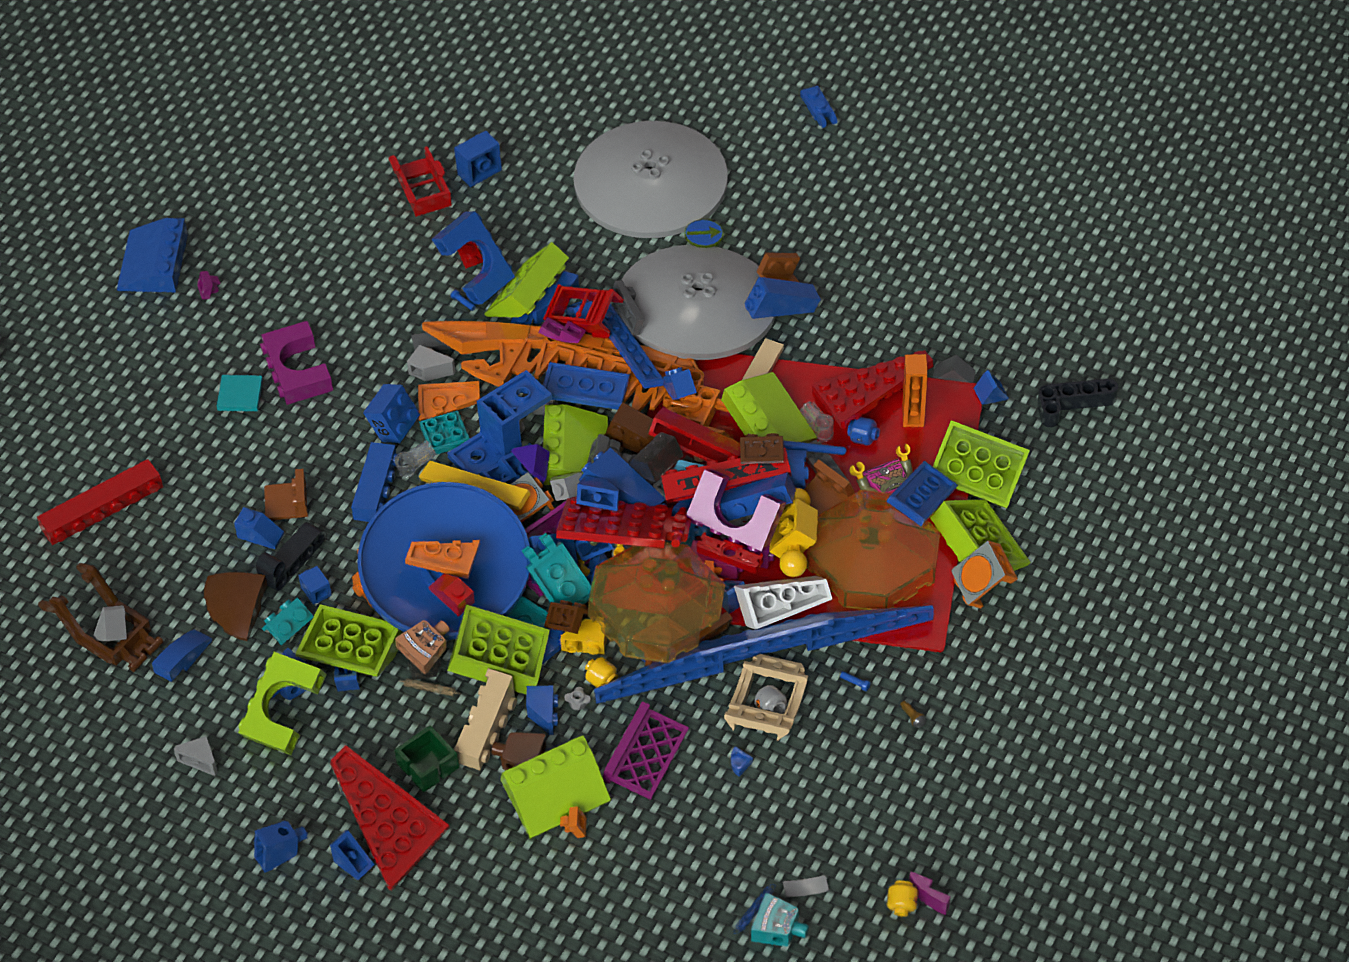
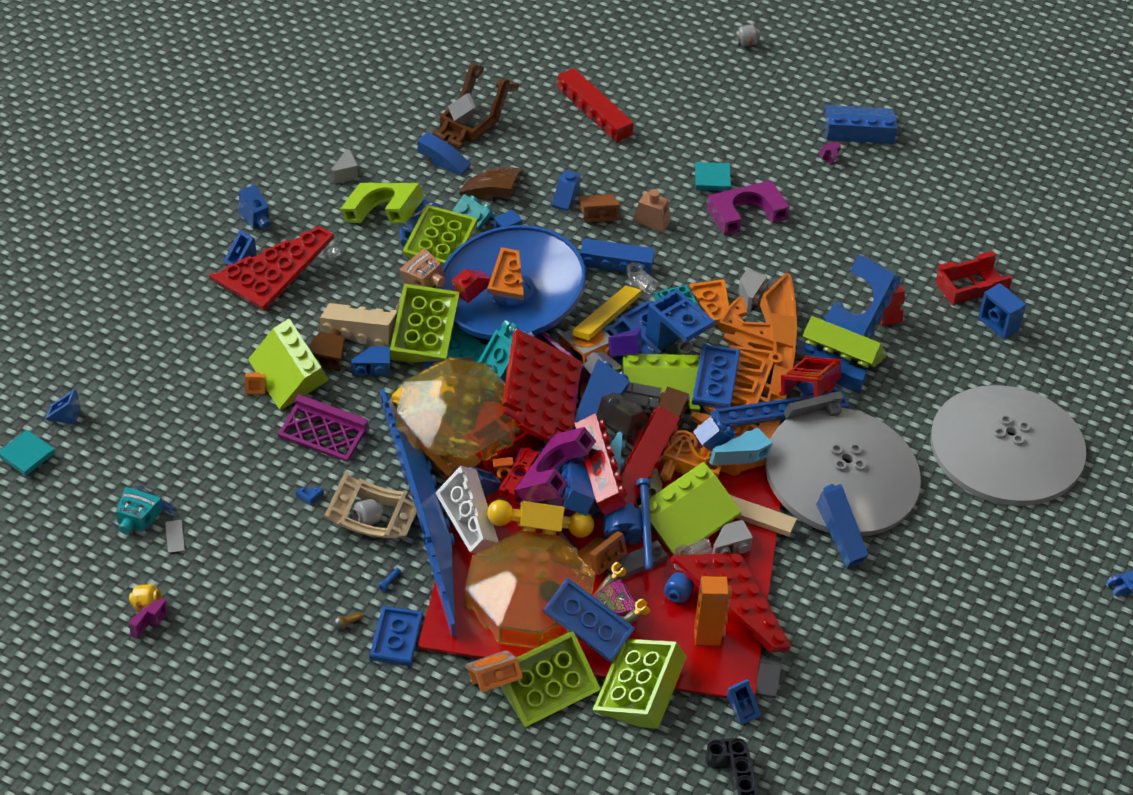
camera: 85 degrees right, 5 degrees down
(291, 557) = (535, 209): black beam -> none
(303, 446) = (653, 211): none -> nougat torso
(391, 413) = (684, 258): blue brick -> none
(426, 758) = (329, 288): dark green piece -> none
(569, 333) = (782, 360): magenta slope -> none
(577, 704) = (383, 384): light grey plate -> none
(597, 493) = (574, 369): blue slope -> none
(690, 356) = (744, 449): none -> medium azure slope
(703, 233) = (933, 478): blue piece -> none
(762, 449) = (616, 473): reddish brown bracket -> none
(779, 266) = (882, 532): dark orange bracket -> none
(799, 386) = (733, 539): none -> light grey slope
(928, 672) = (396, 636): none -> blue tile

